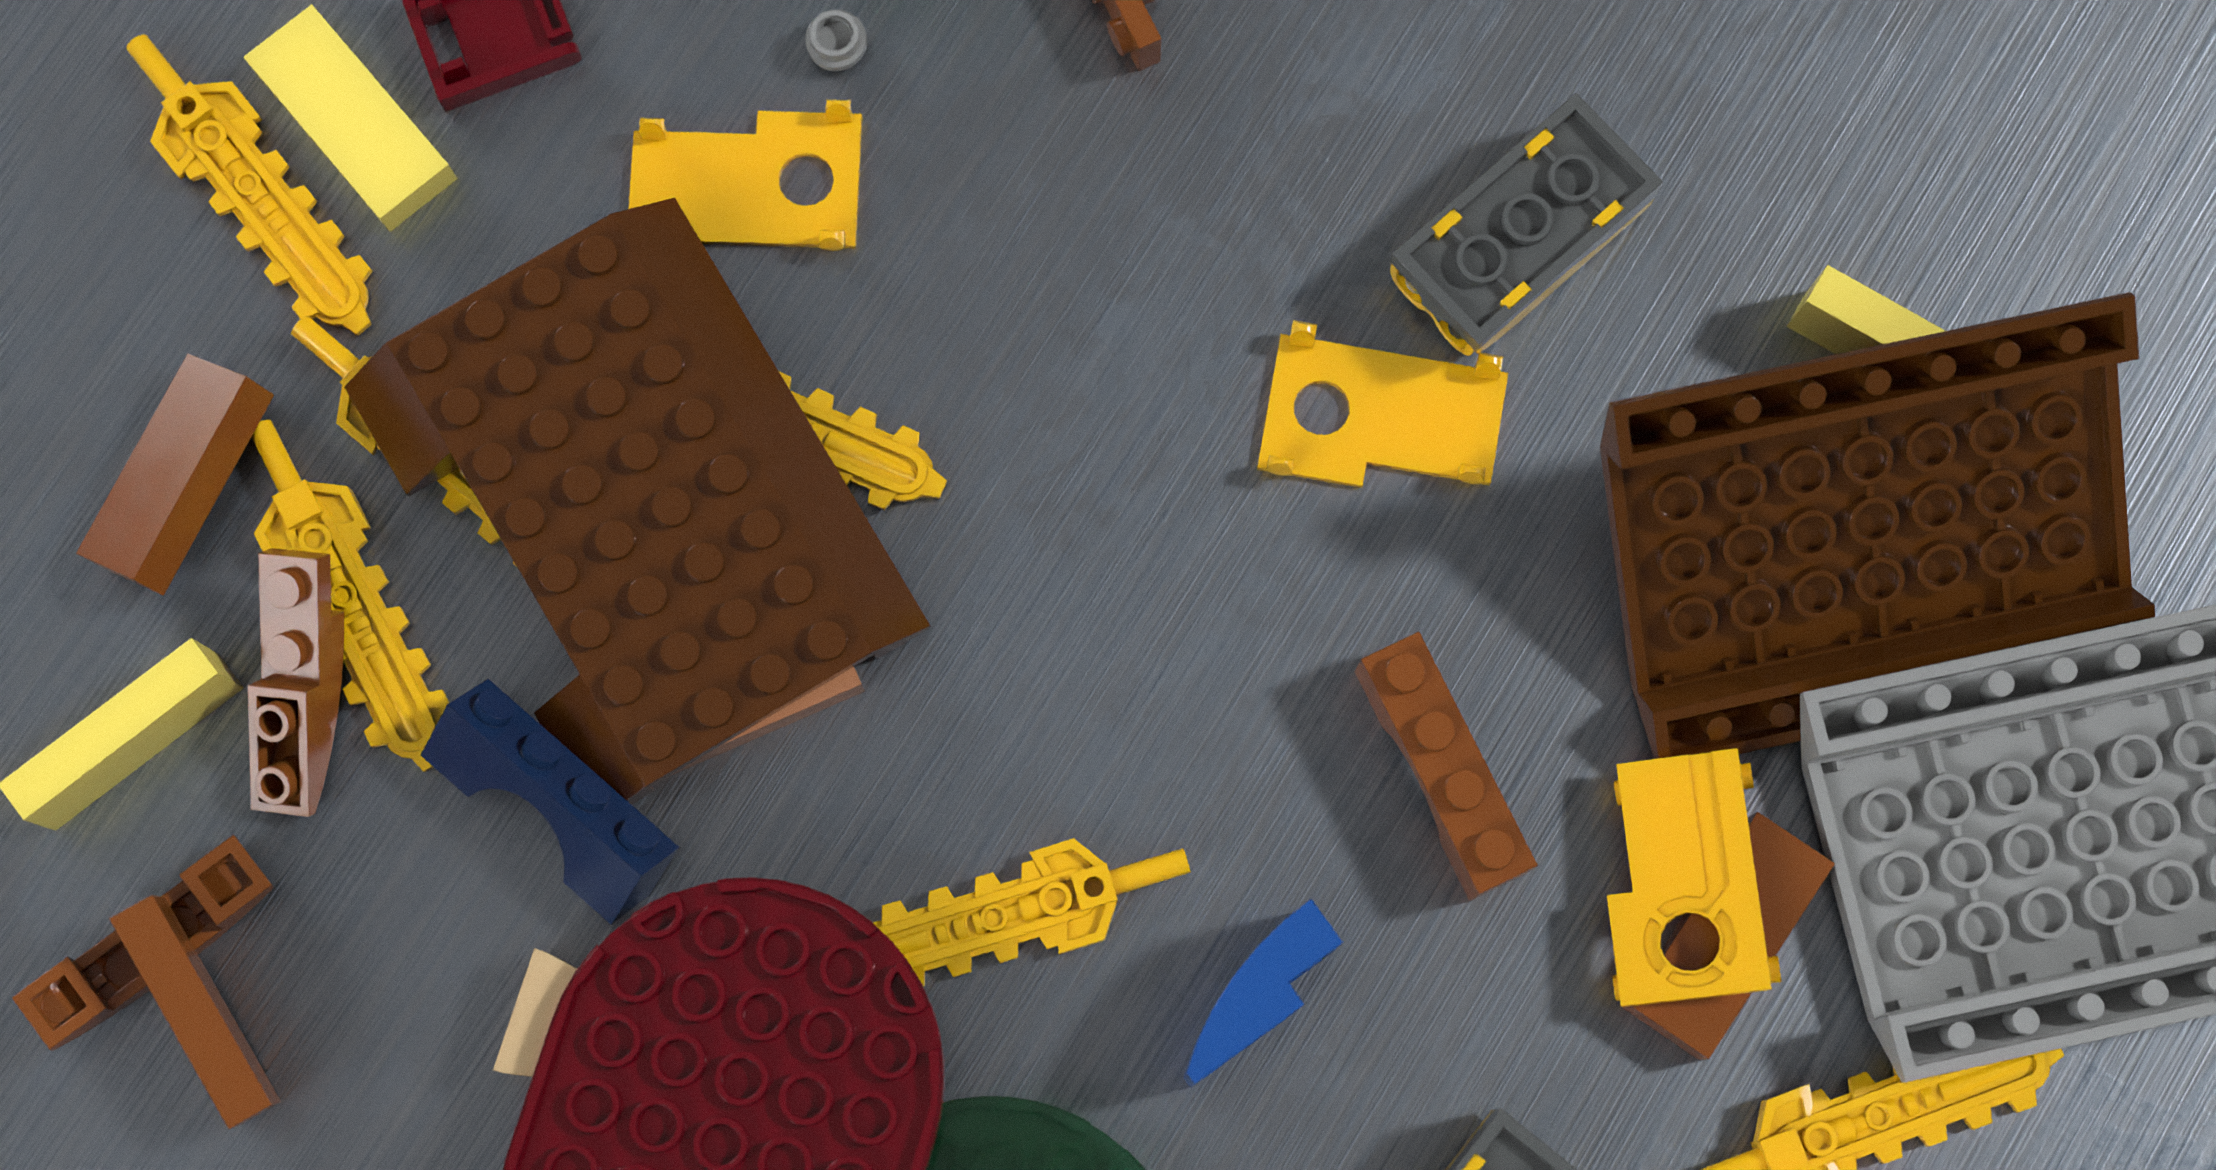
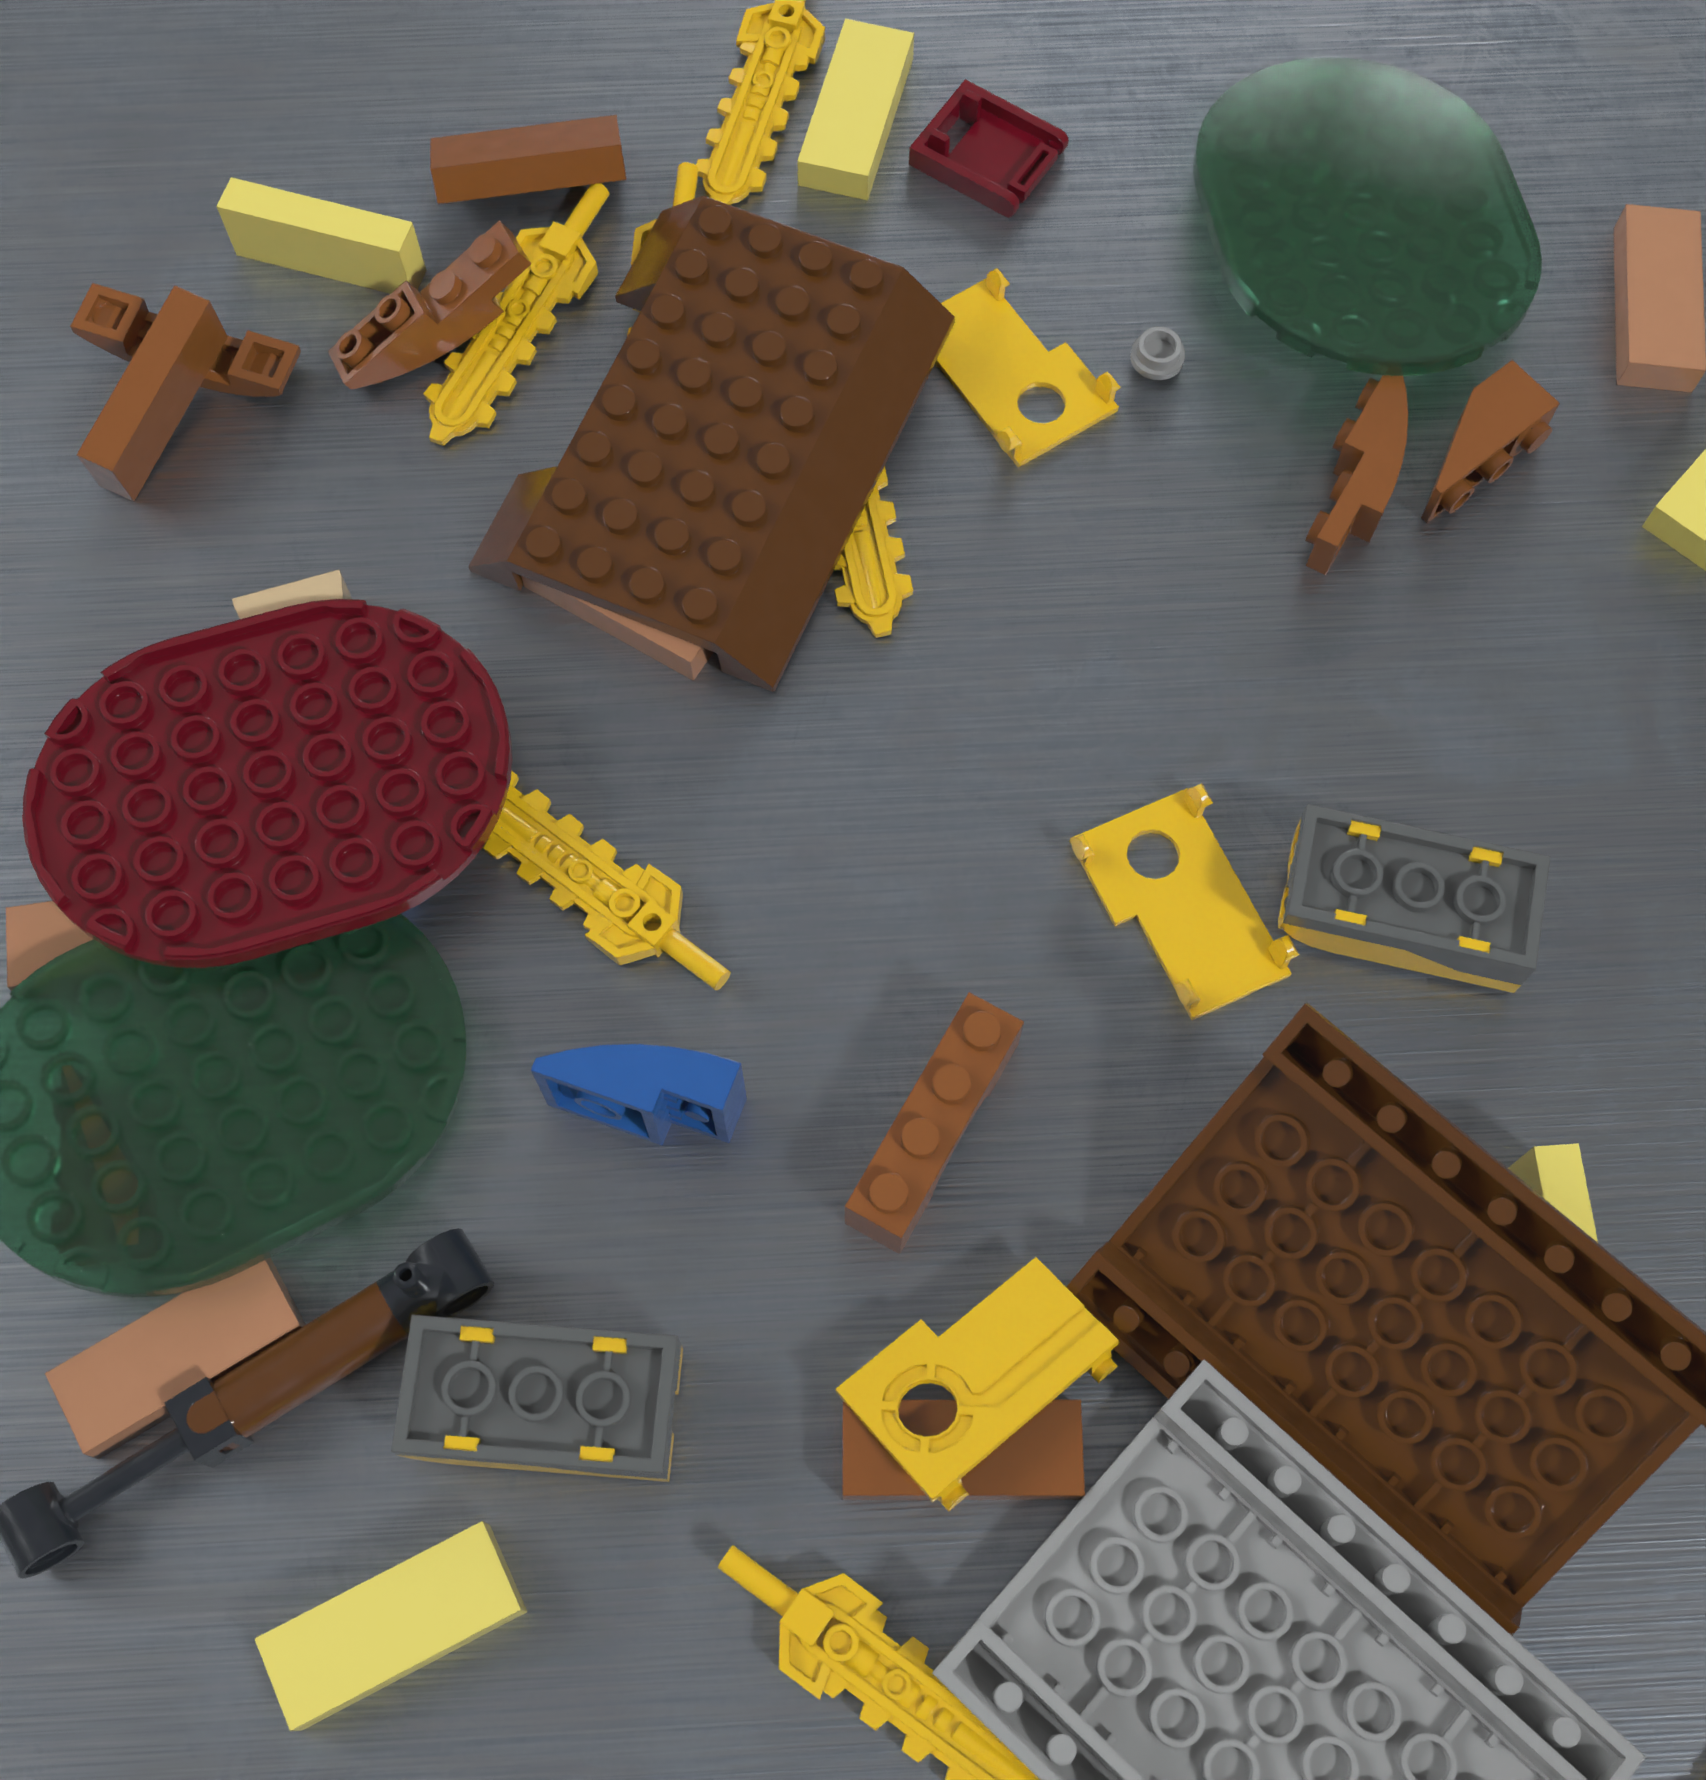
camera: 55 degrees right, 10 degrees down
(605, 842) = (452, 565): dark blue arch -> none

